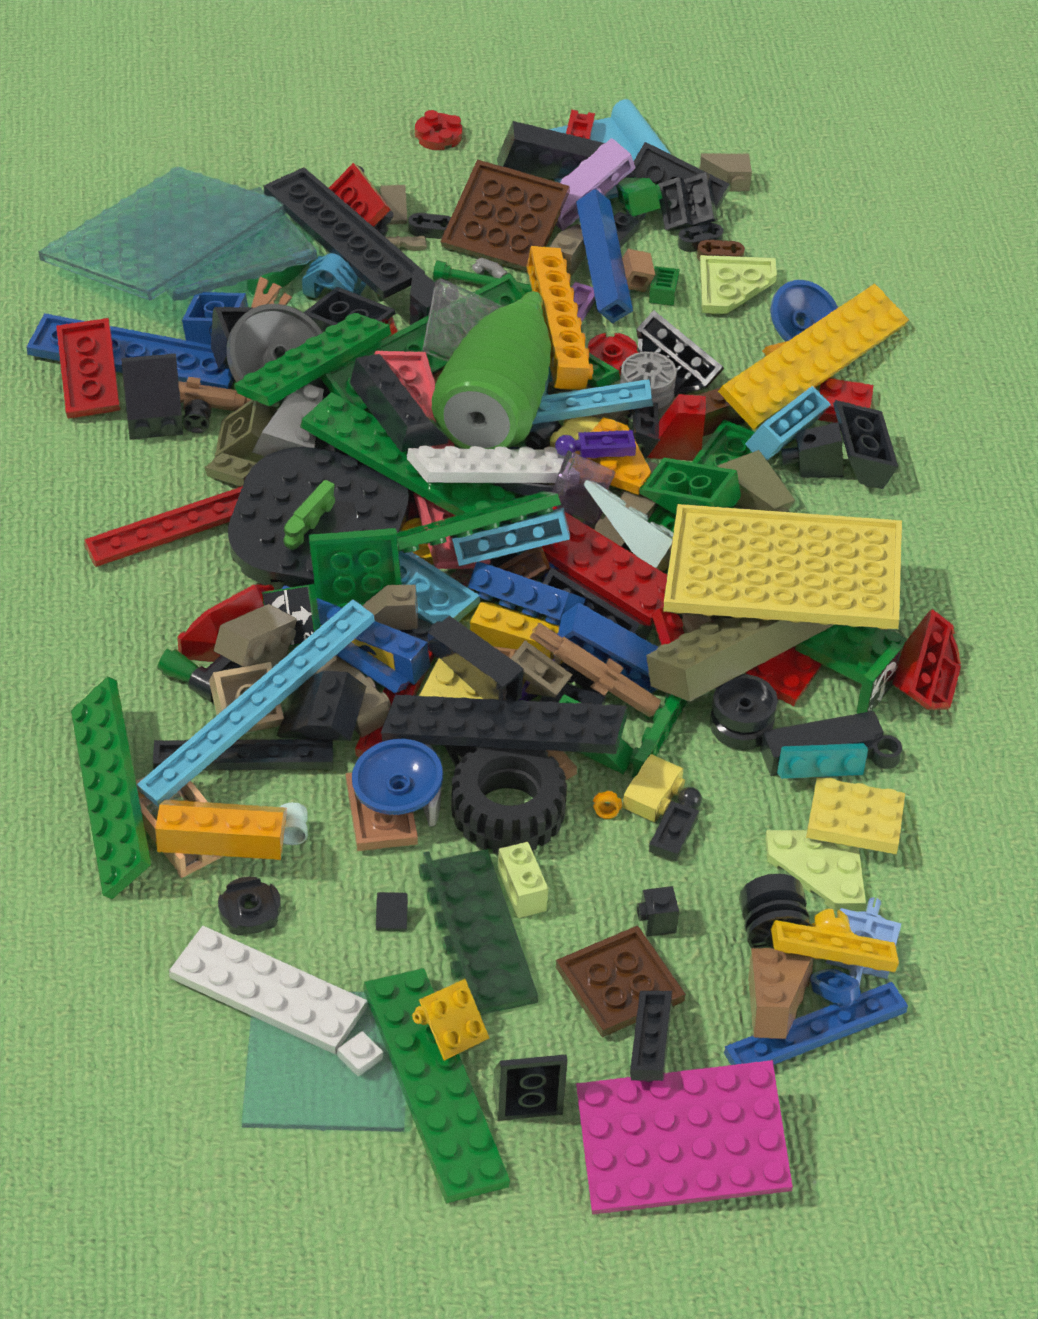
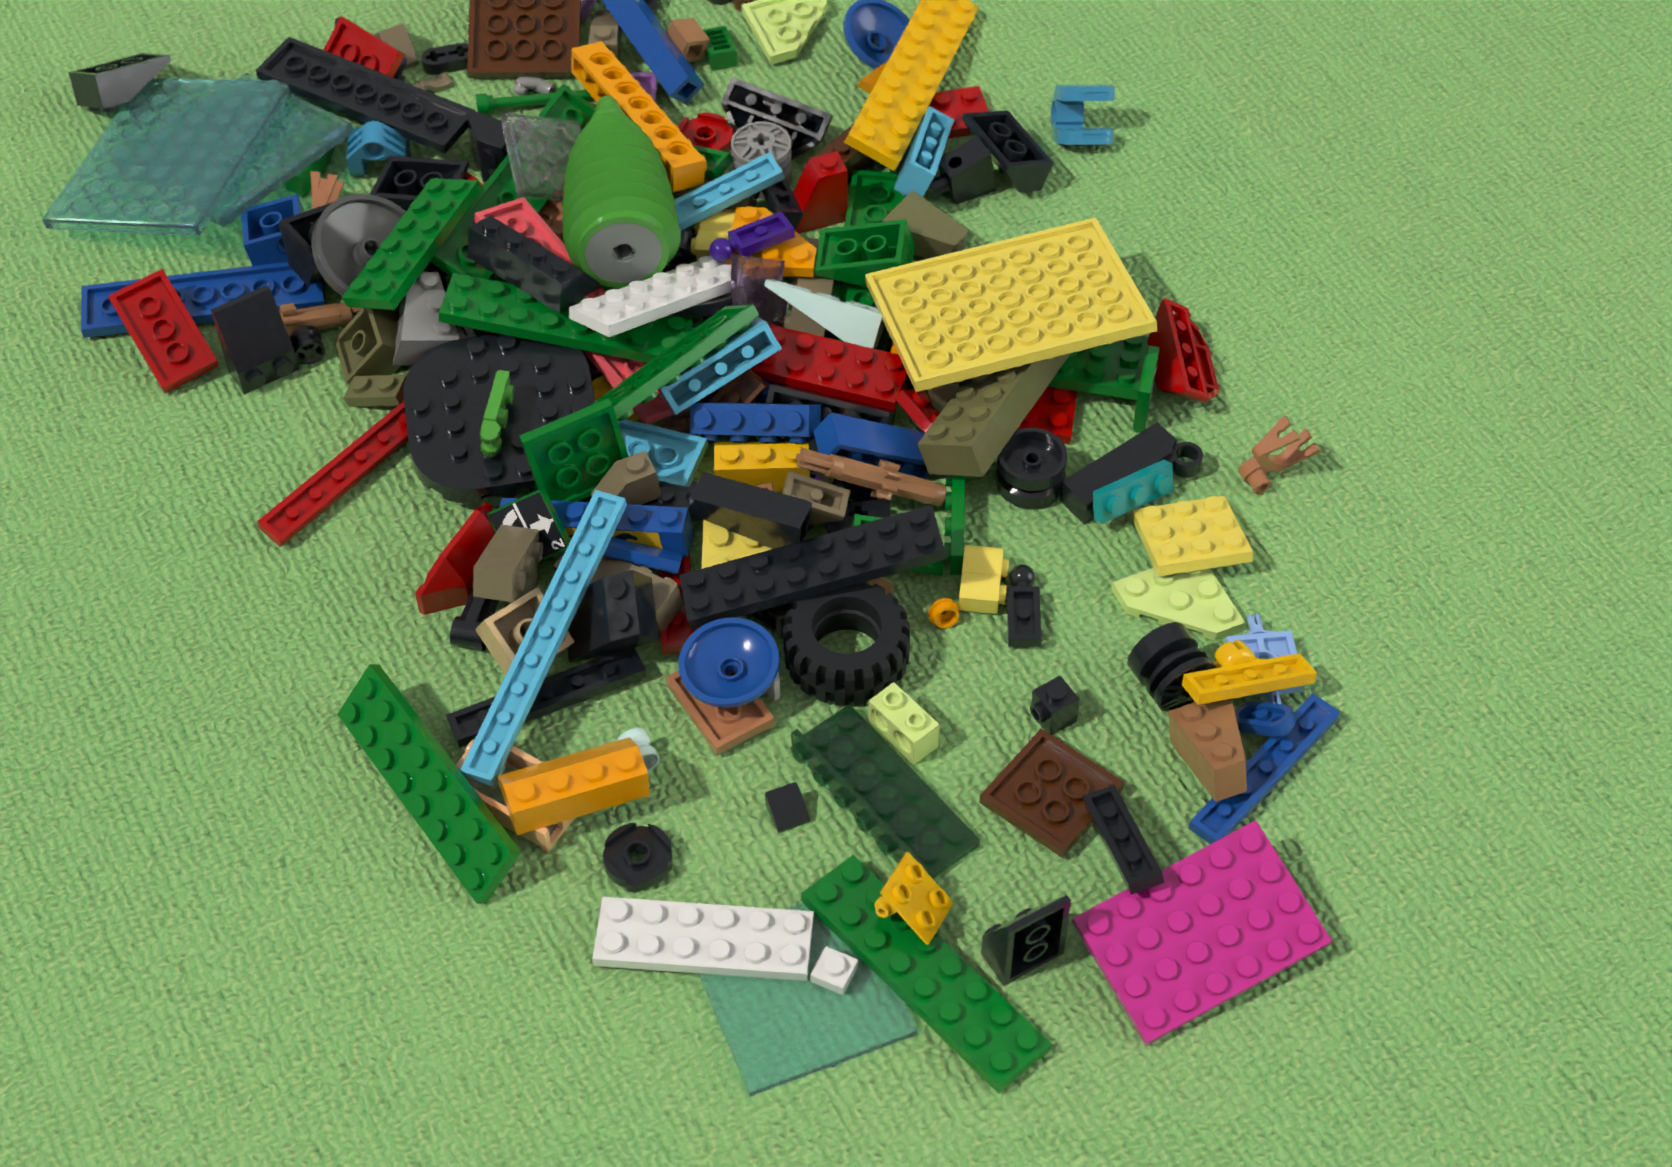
camera: 20 degrees left, 5 degrees up
(150, 162) = (115, 81): none -> black slope
(176, 665) = (428, 624): green cone -> none
(939, 433) = (1068, 114): none -> dark azure piece
(950, 776) = (1262, 462): none -> nougat piece

